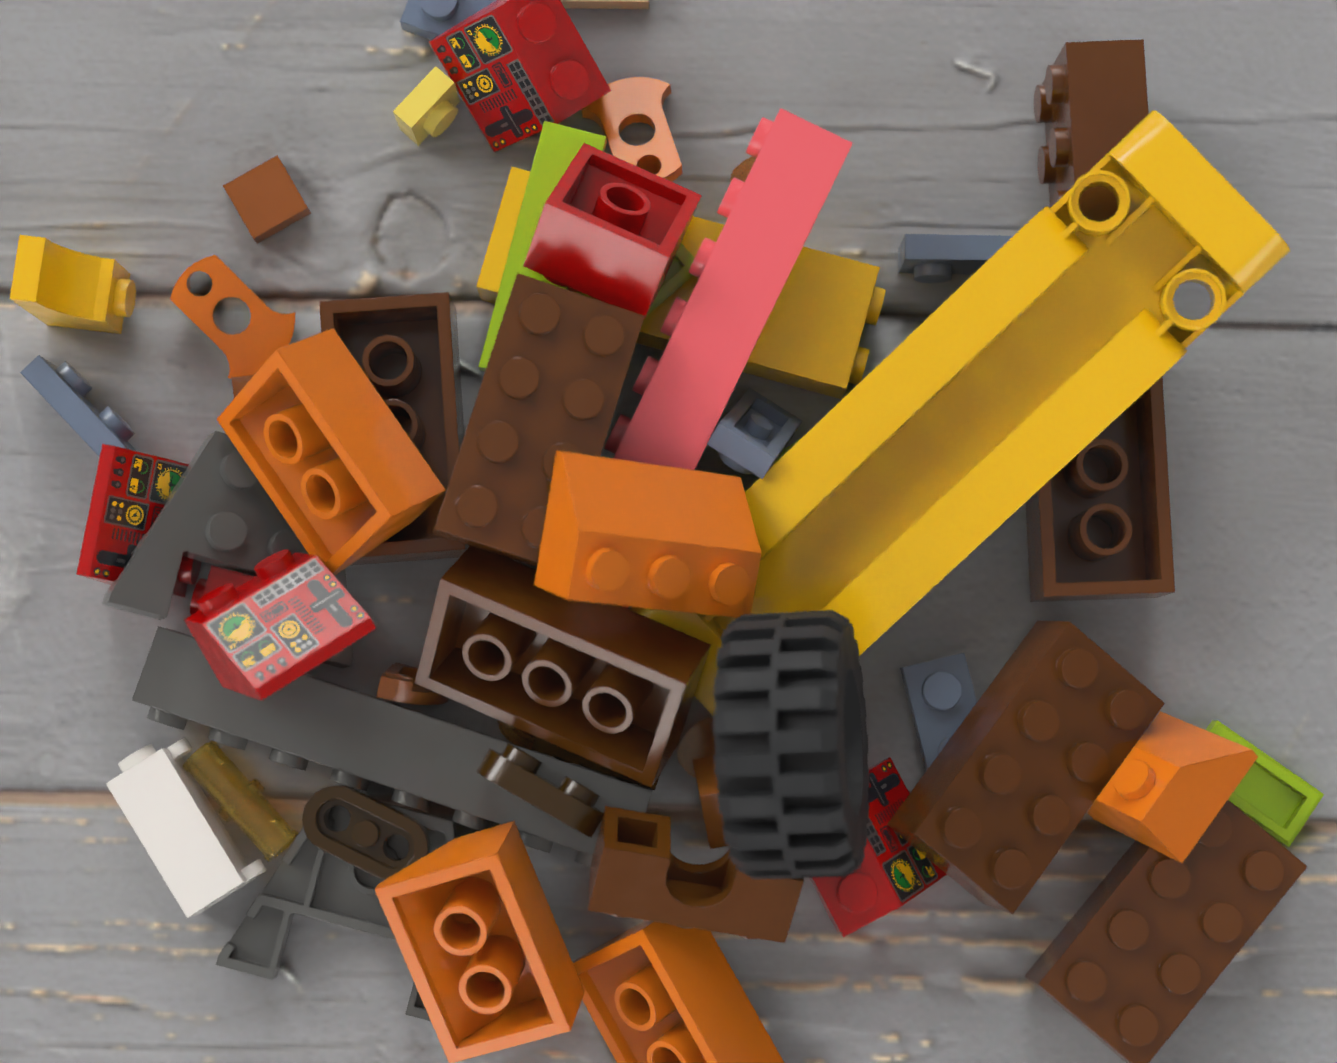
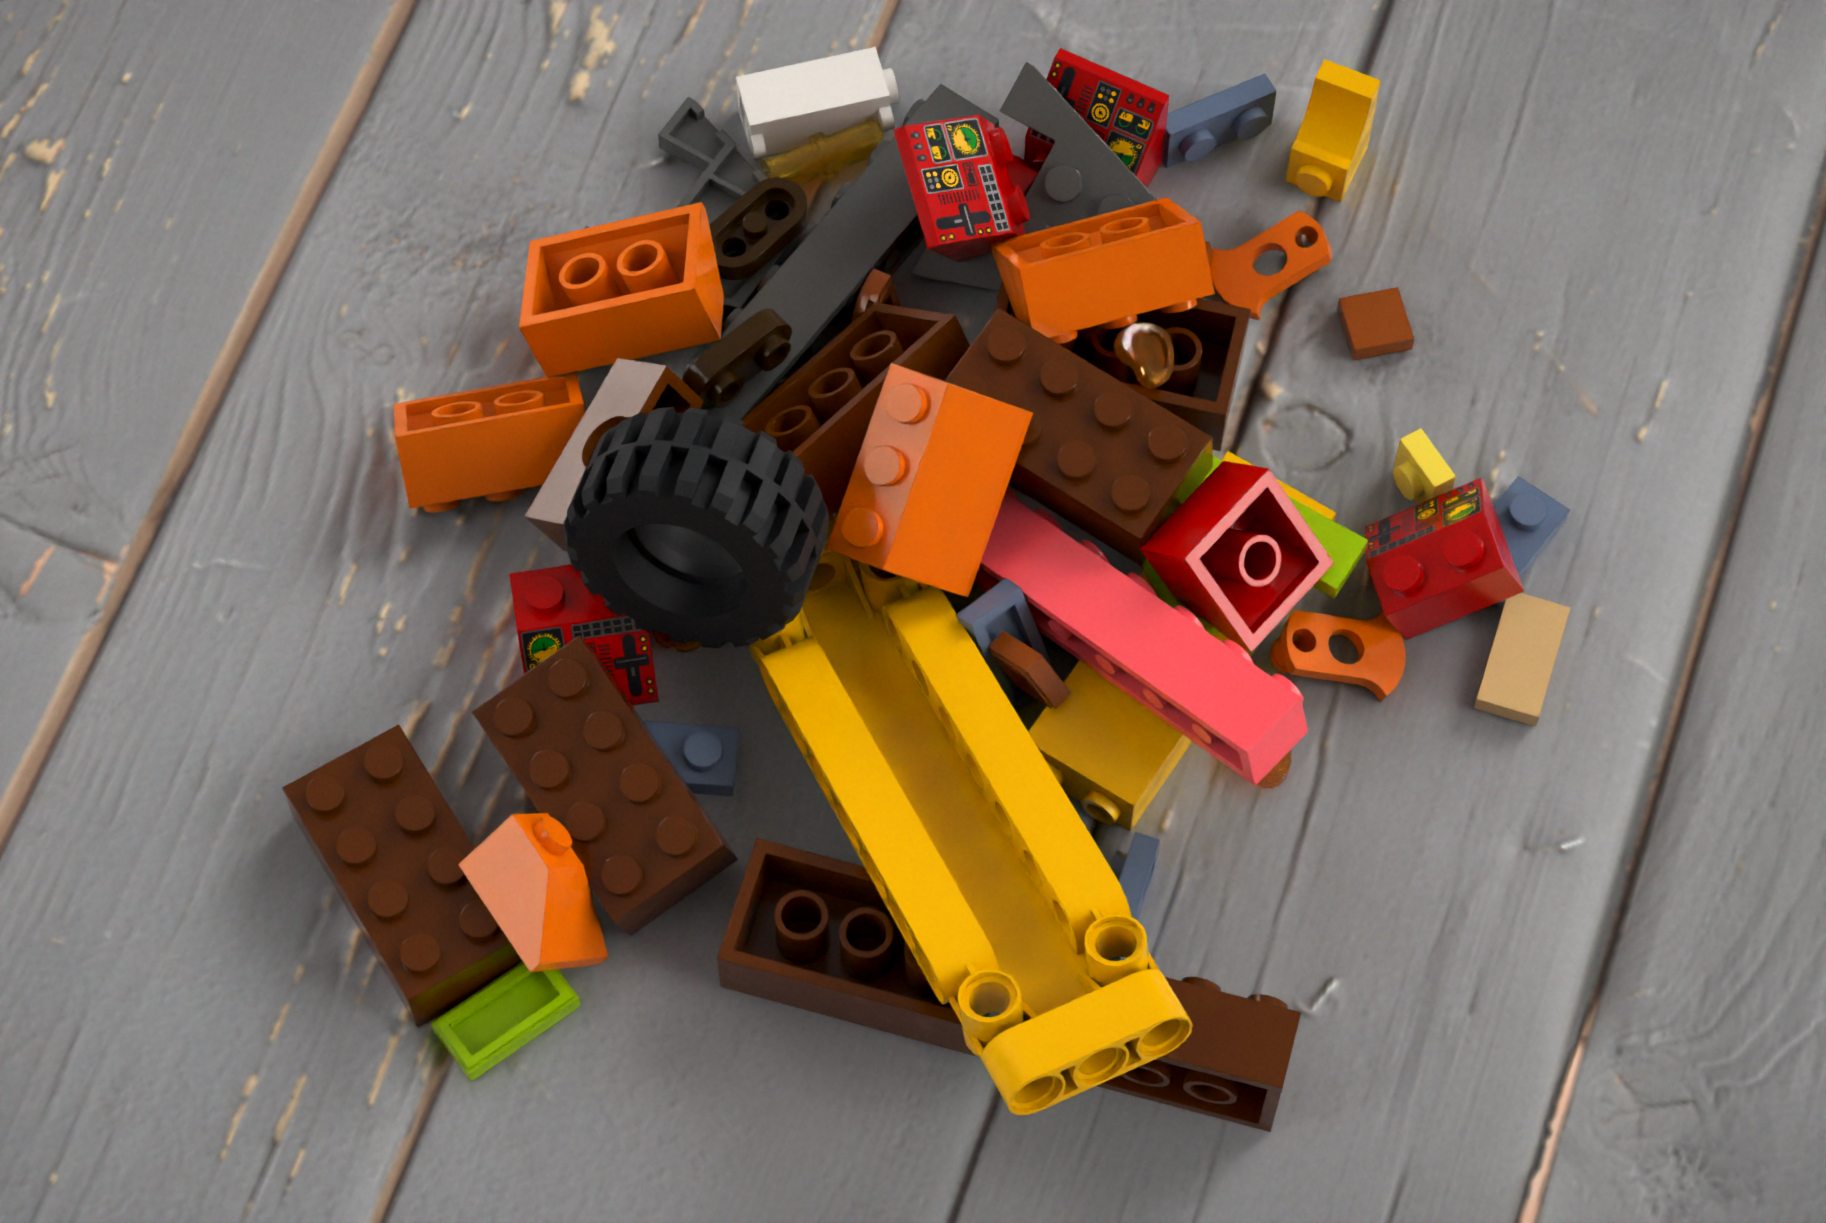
camera: 110 degrees right, 20 degrees down
(412, 381) = (1147, 351): none -> clear orange piece
(784, 399) = (1028, 670): none -> dark orange tile

